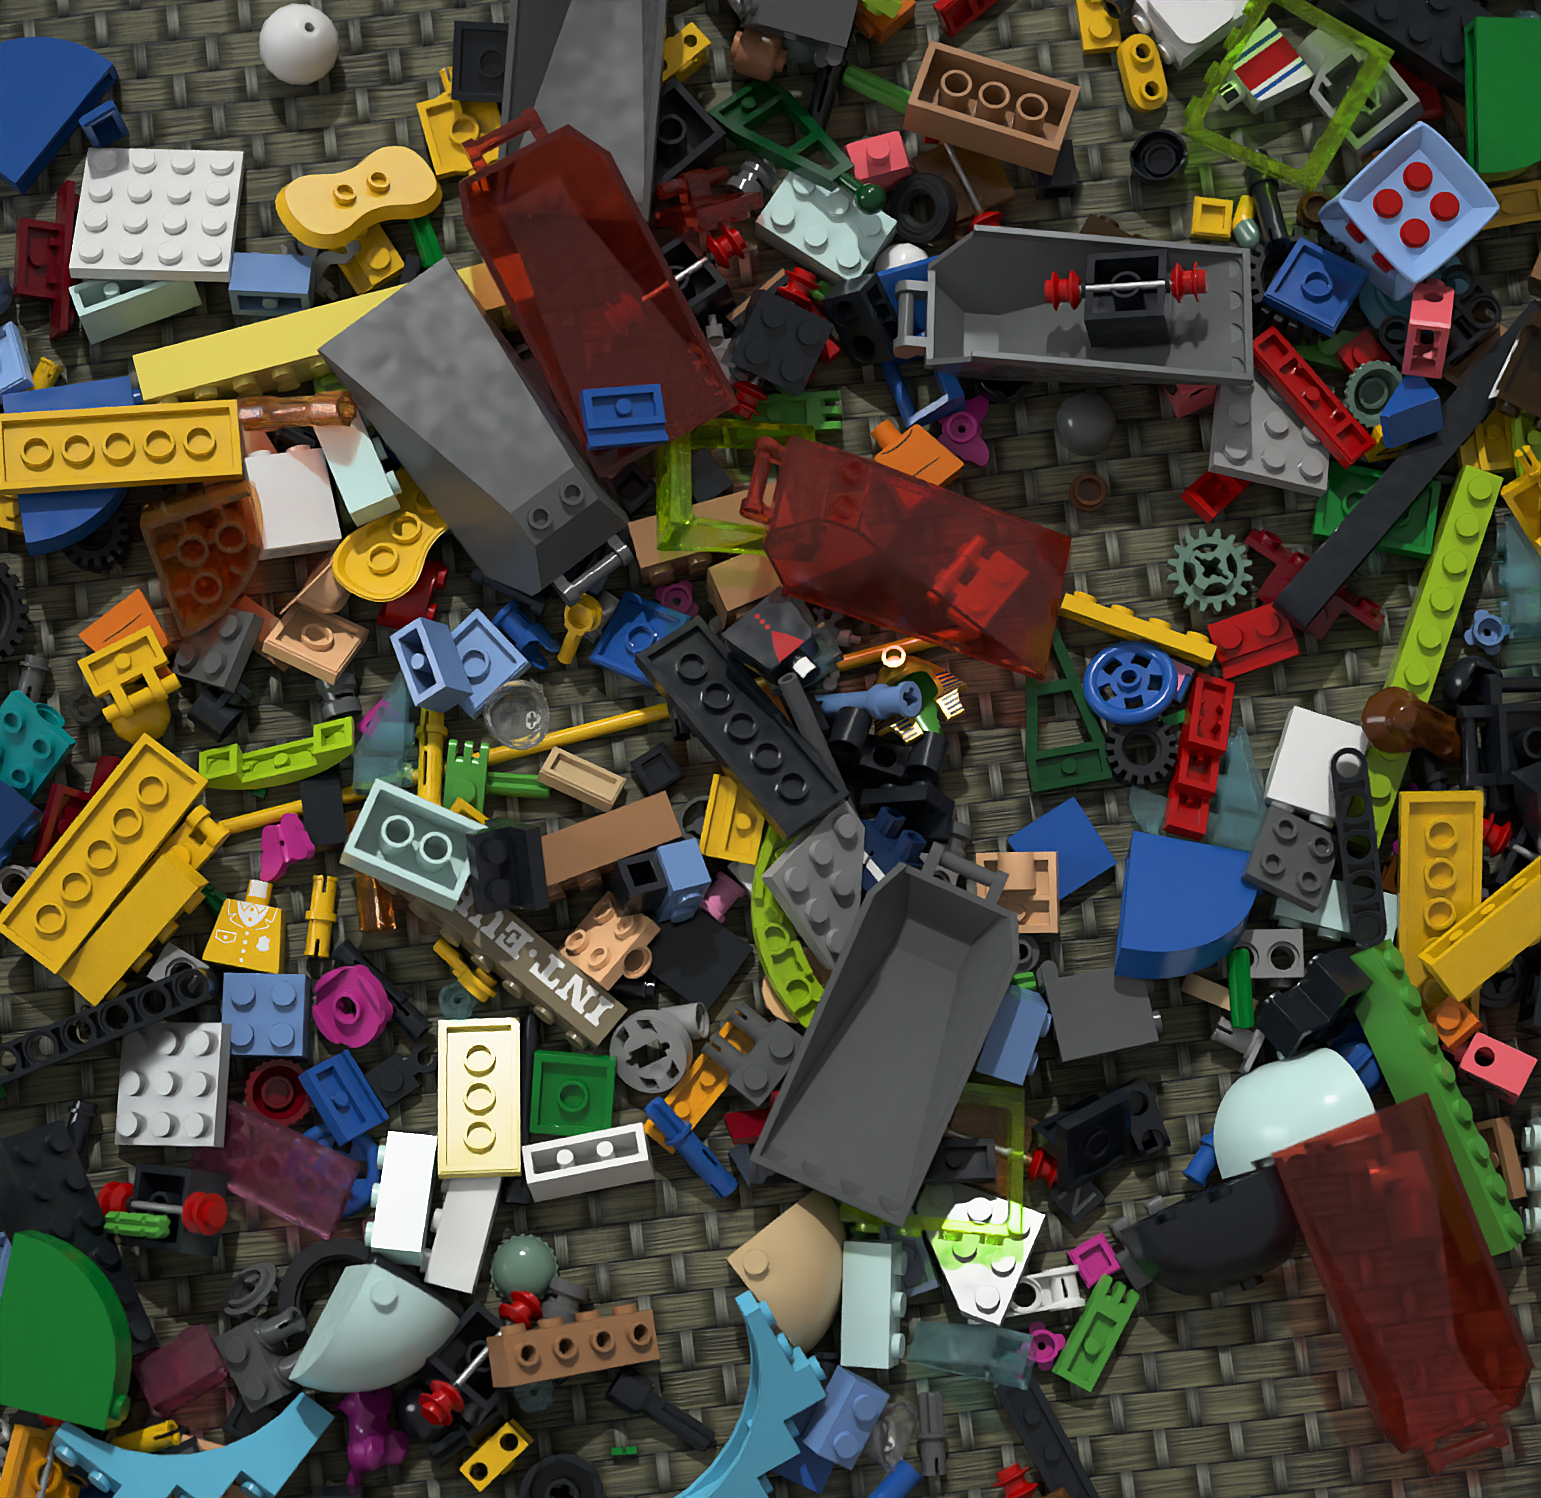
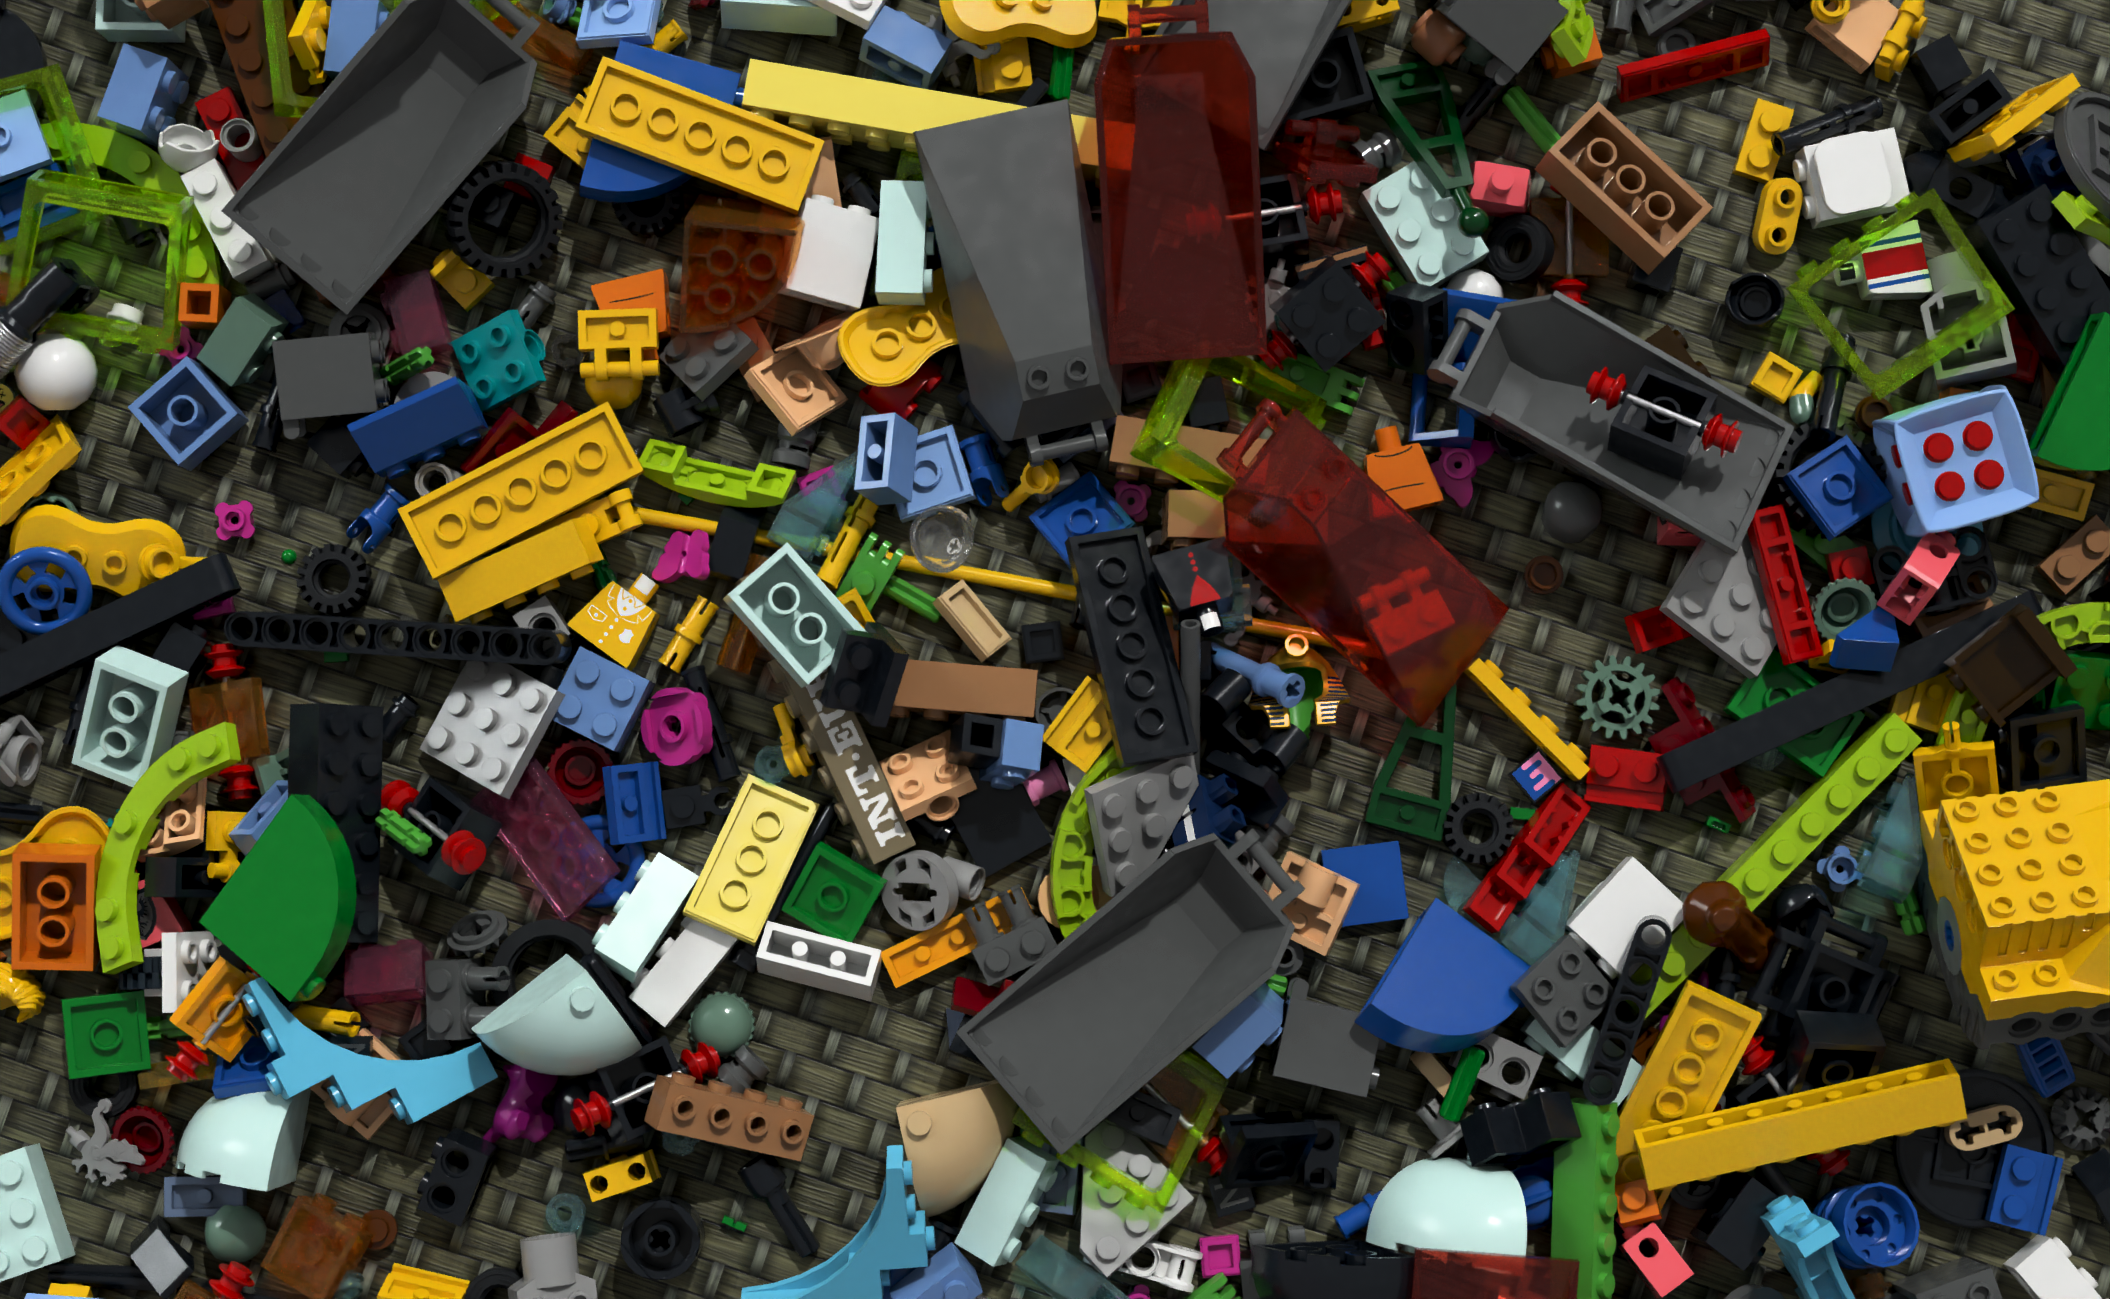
camera: 30 degrees right, 5 degrees up
(322, 410) = (891, 186): clear orange axle -> none
(623, 416) = (1157, 319): blue plate -> none
(691, 1148) = (917, 1001): blue axle -> none
(1125, 653) = (1505, 735): blue plate -> none
(1356, 645) = (1717, 824): none -> green piece

